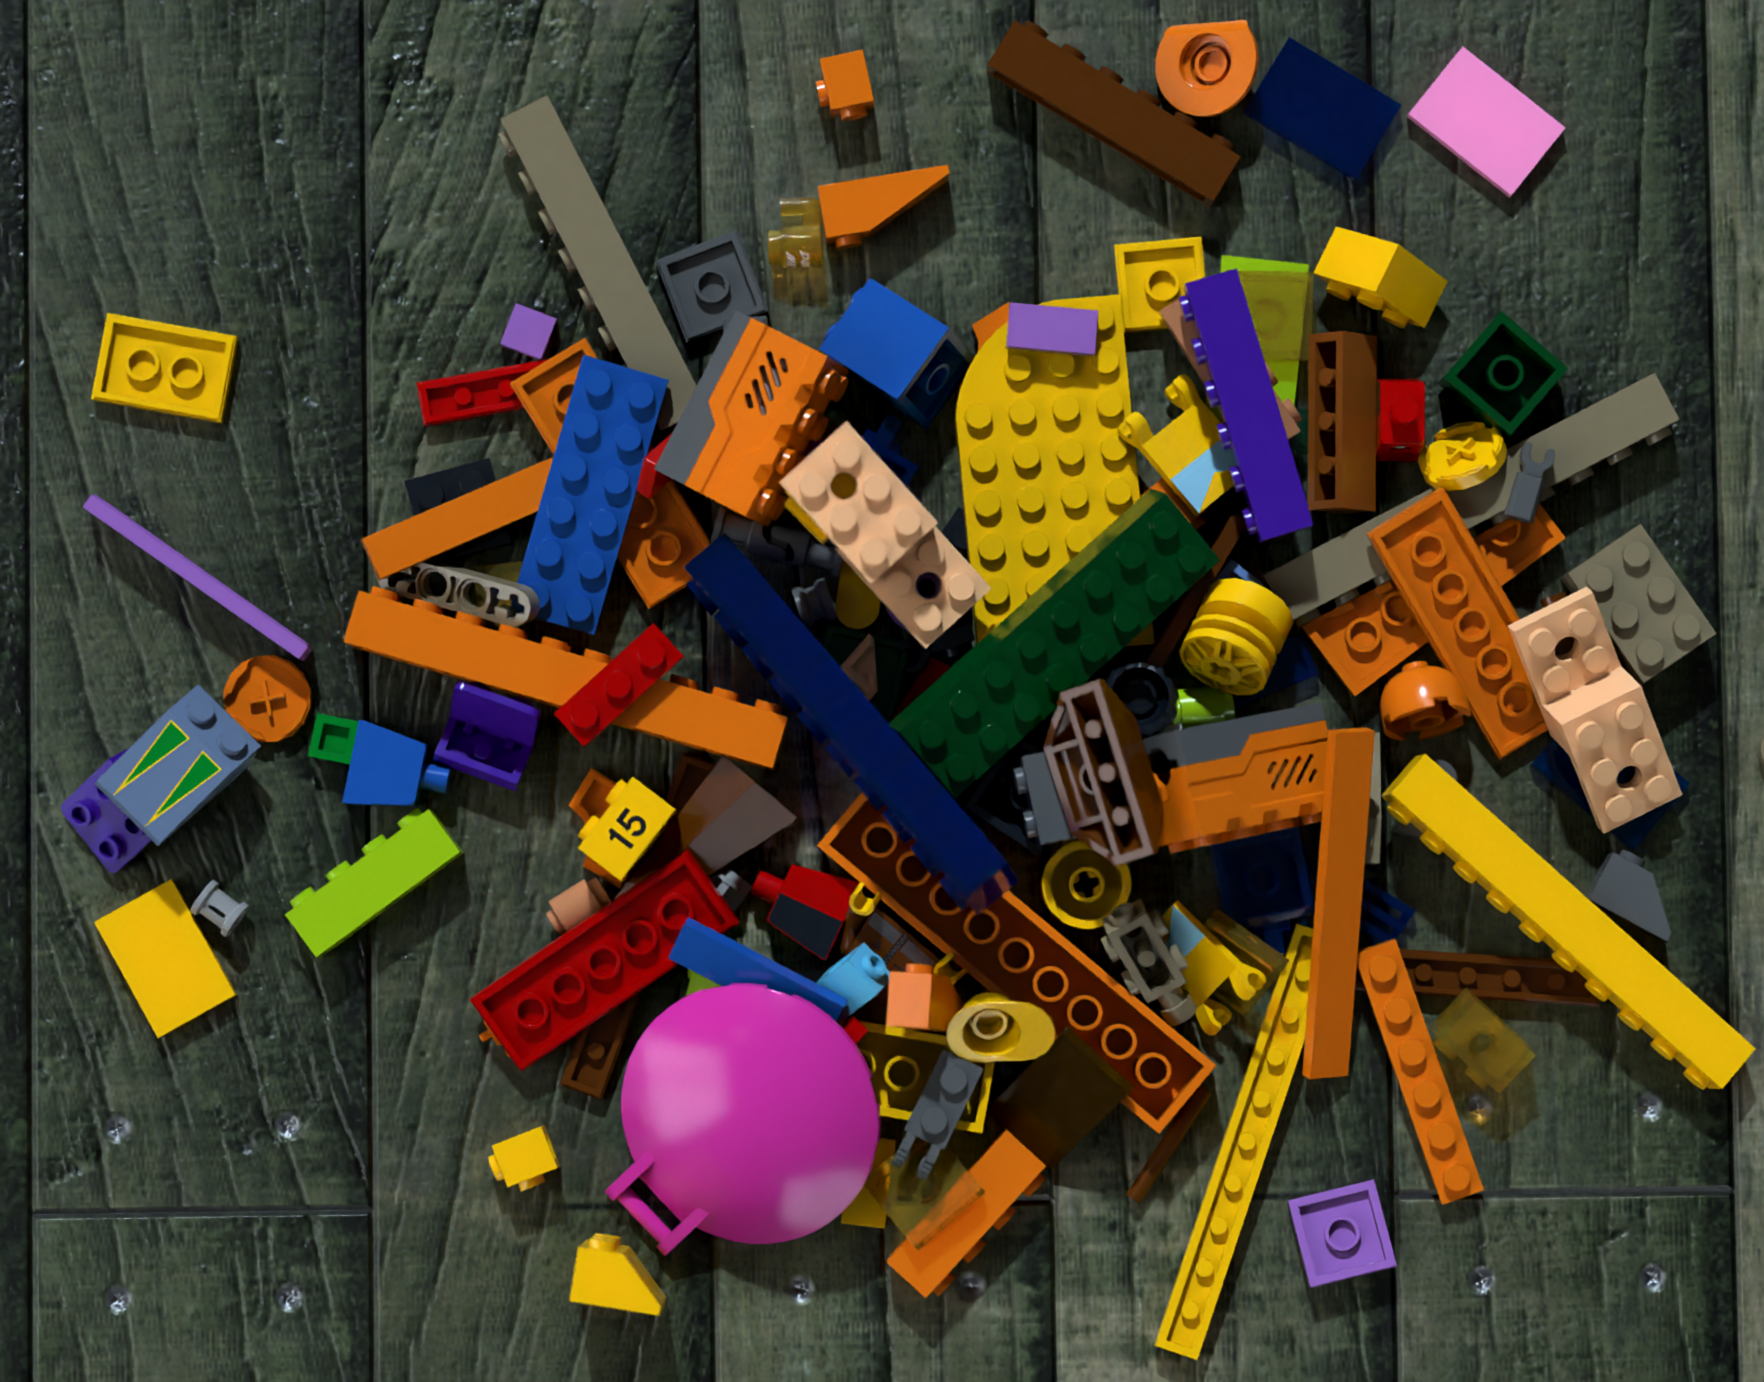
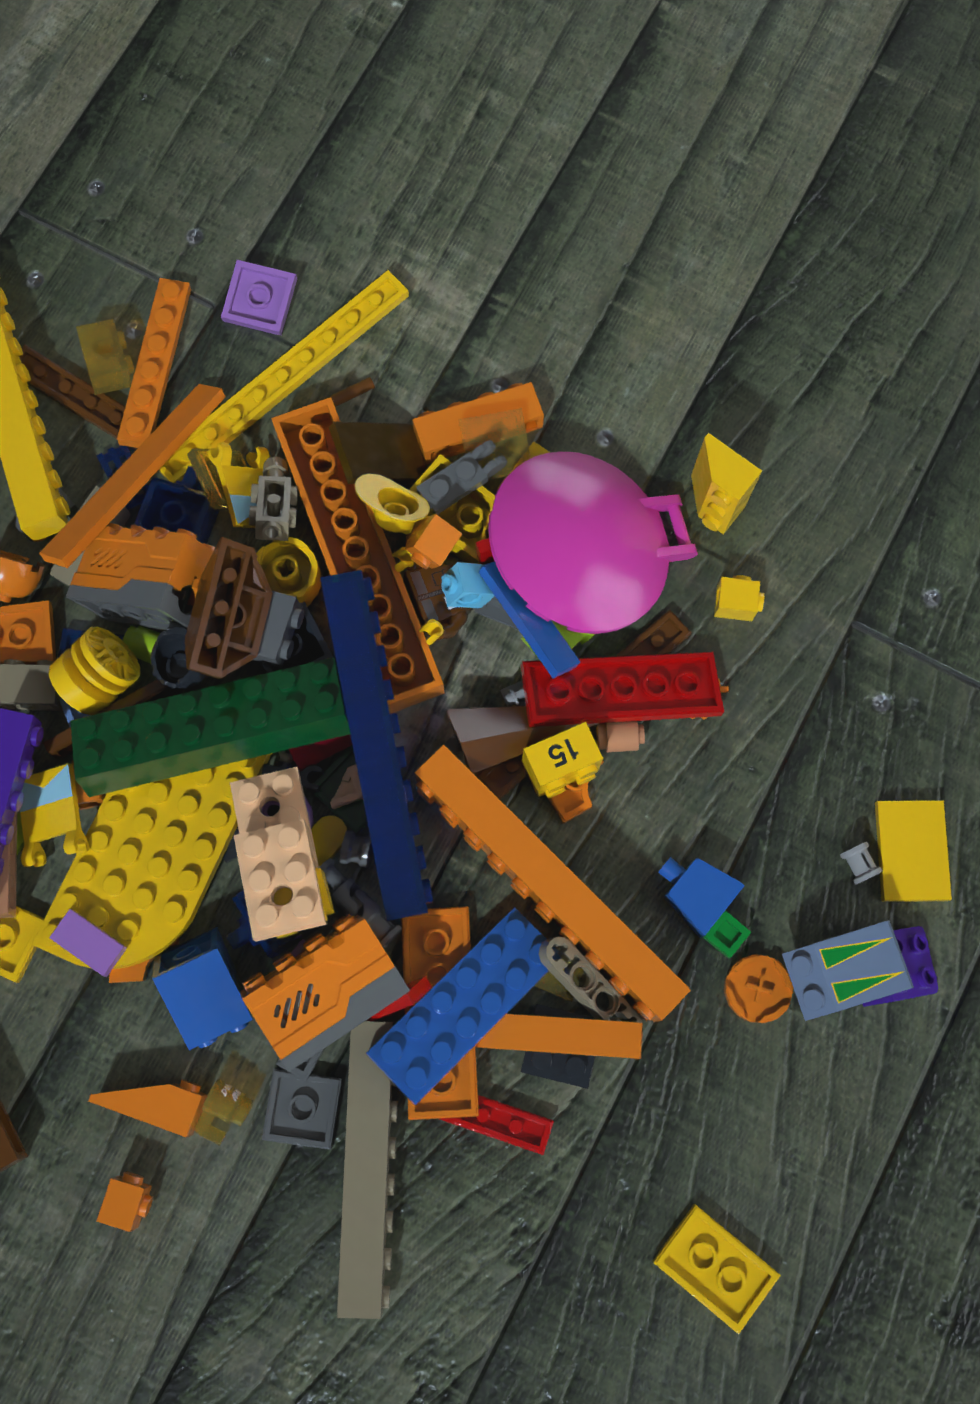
camera: 150 degrees left, 10 degrees down
(198, 577) = (767, 1101): medium lavender tile -> none
(374, 882) = (749, 823): lime brick -> none
(488, 735) = (622, 877): dark purple bracket -> none
(528, 332) = (445, 1148): medium lavender tile -> none
(619, 685) = (516, 853): red plate -> none
(806, 905) = (471, 656): torso -> none

